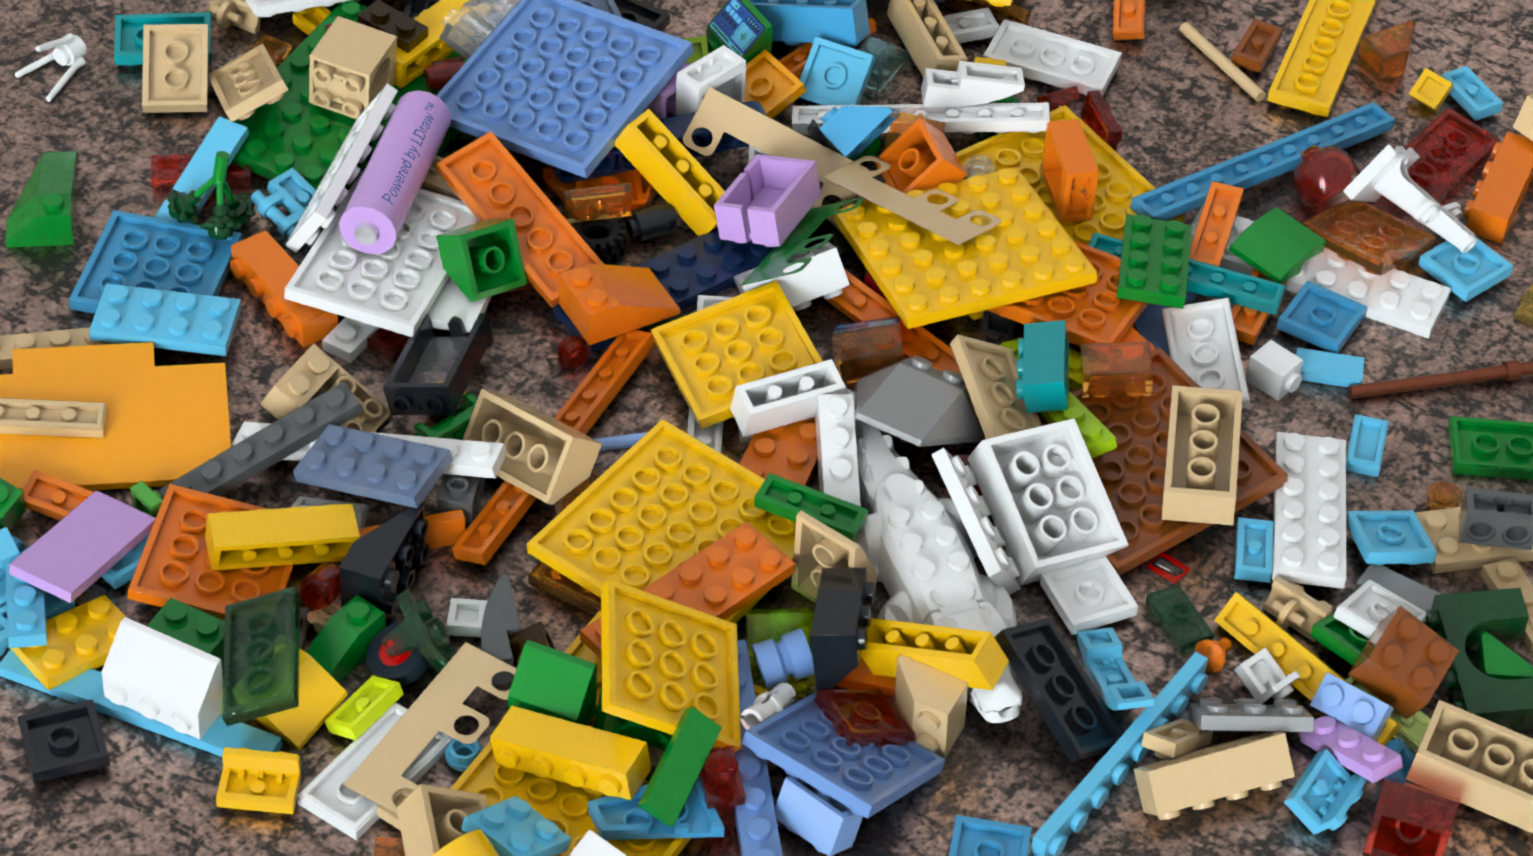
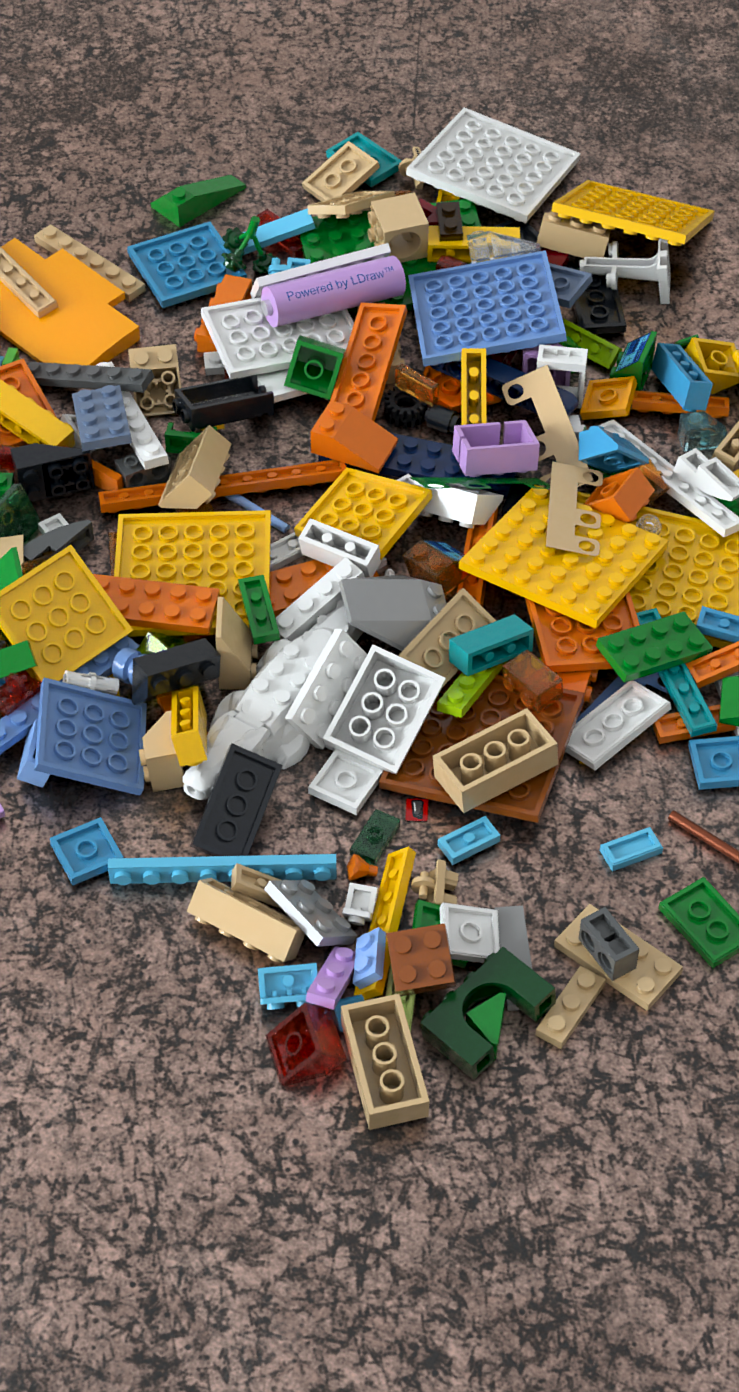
camera: 55 degrees right, 5 degrees up
(68, 51) = (312, 134): white plant -> none
(165, 318) = (147, 287): medium azure plate -> none
(573, 351) = (302, 451): clear red plate -> none
(835, 74) = (656, 419): medium azure plate -> none
(864, 717) = (127, 729): clear red tile -> none
(1068, 169) = (684, 561): orange window -> none
(1109, 672) = (289, 830): medium azure slope -> none
(1274, 370) = (641, 764): white brick -> none
(1310, 511) = (532, 848): white plate -> none
(1331, 367) = (680, 791): medium azure tile -> none
(1390, 537) = (549, 901): medium azure plate -> none
(1443, 495) = (625, 912): clear orange plate -> none

